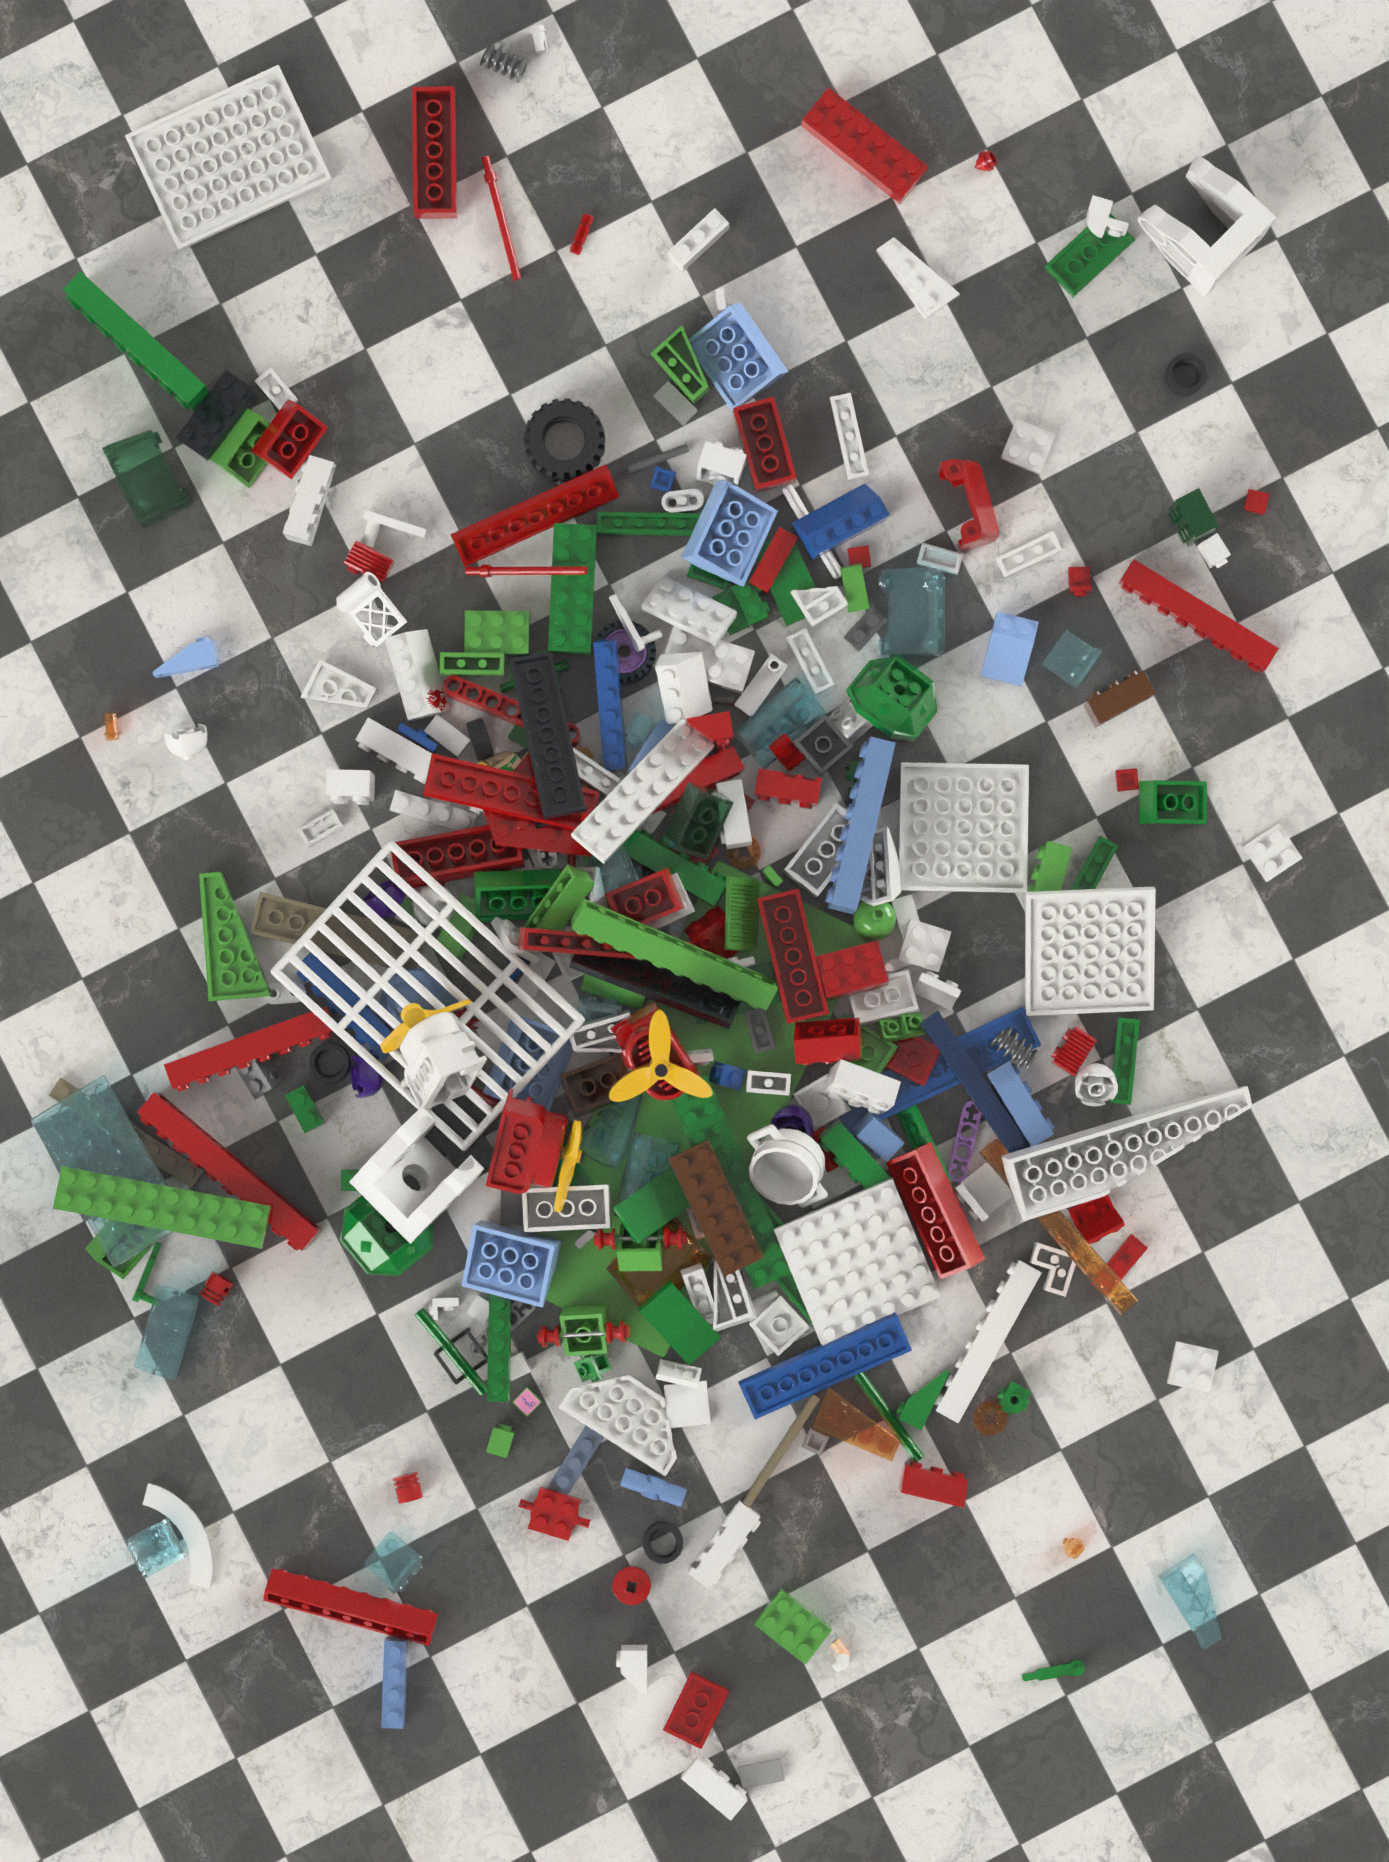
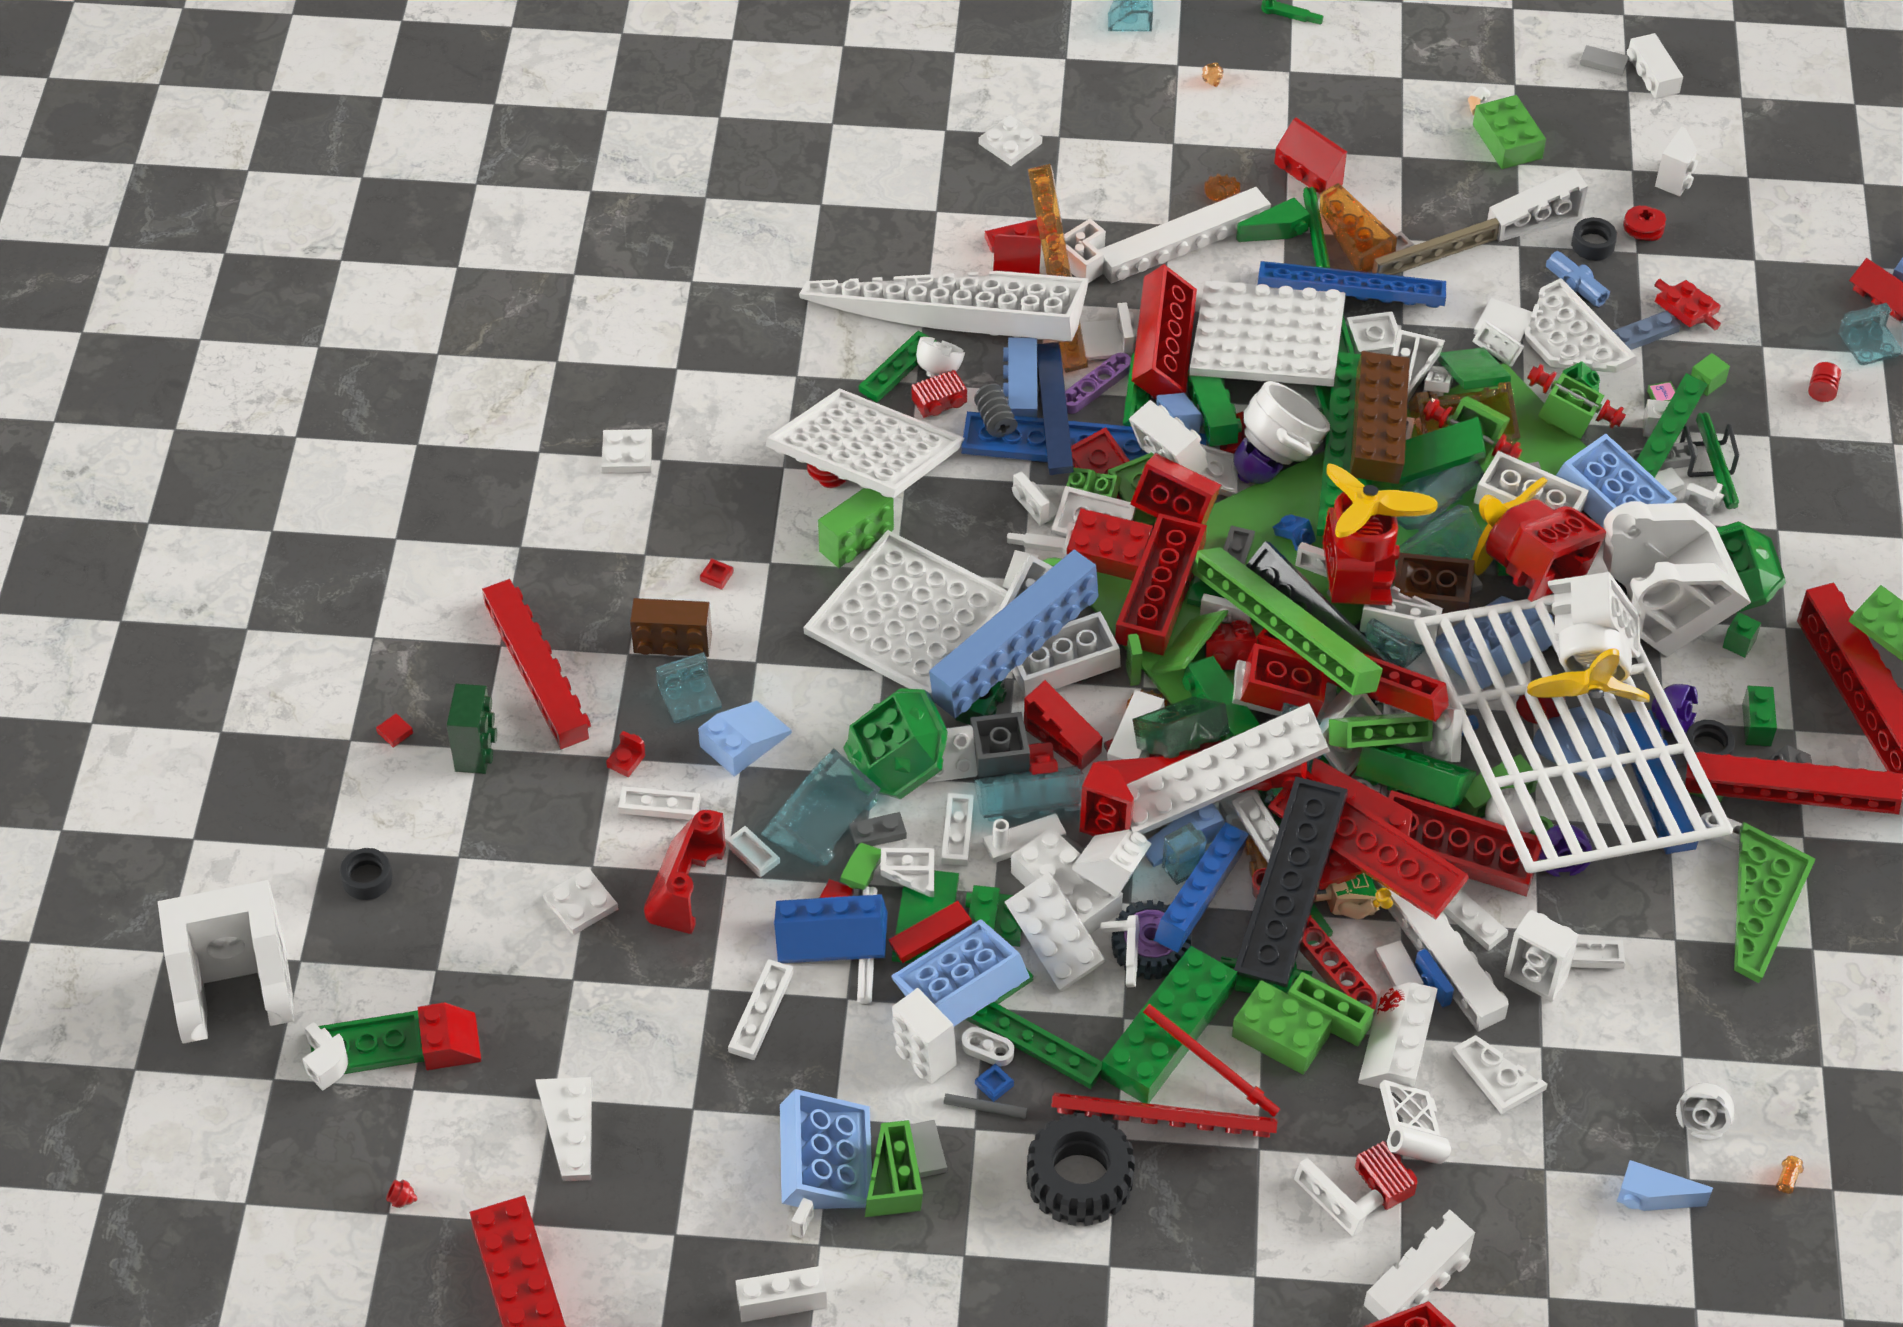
camera: 150 degrees left, 35 degrees down
(289, 920) = (1658, 872): dark tan plate -> none
(480, 739) = (1366, 934): black tyre -> none
(696, 1710) = (1637, 124): red tile -> none
(764, 444) = (858, 1045): red brick -> none
(768, 1083) = (1258, 499): white brick -> none
(924, 945) = (1020, 539): white plate -> none
(1021, 1401) = (1190, 185): green brick -> none
(1038, 288) = (448, 1036): none -> red slope
(1095, 864) = (806, 518): green plate -> none
(1172, 802) = (690, 530): green slope -> none

